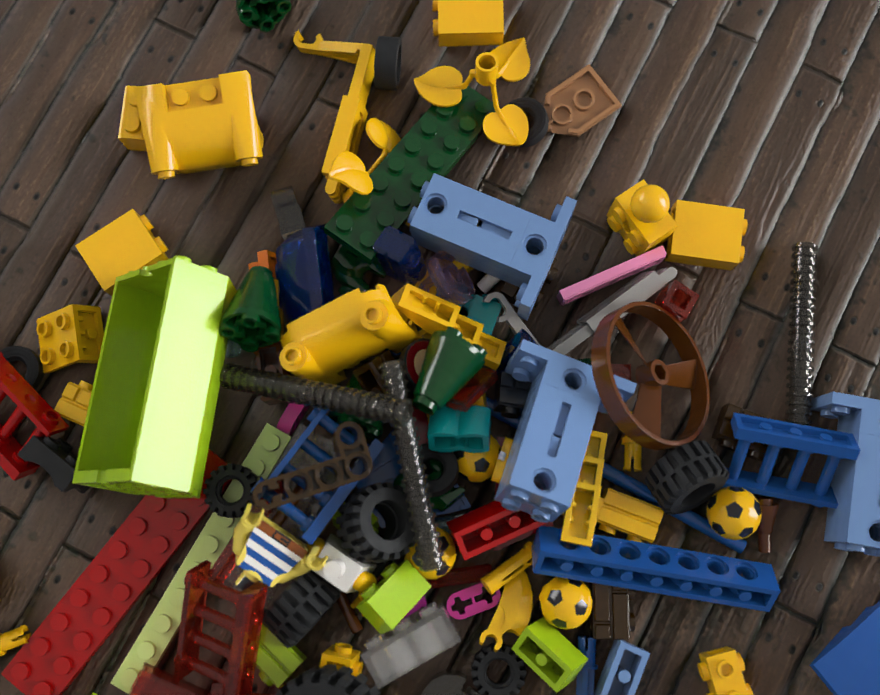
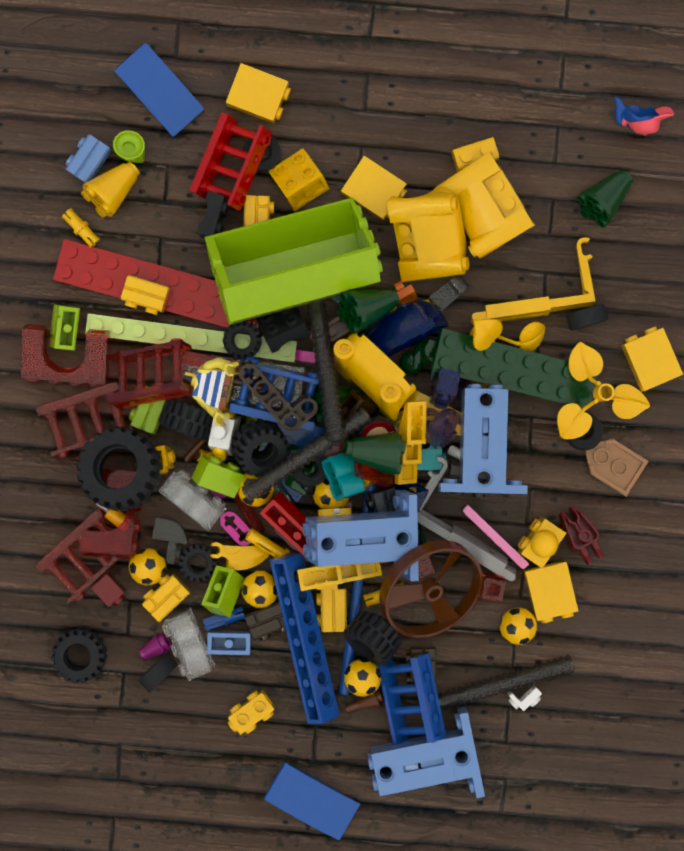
camera: 65 degrees right, 10 degrees up
(116, 594) = (145, 294): none -> yellow brick
(203, 203) = (429, 235): none -> yellow piece
(237, 431) = (282, 327): none -> black brick
(648, 165) = (580, 534): none -> dark red hinge
(736, 289) = (518, 626): none -> yellow piece
(833, 317) = (530, 698): none -> white bracket

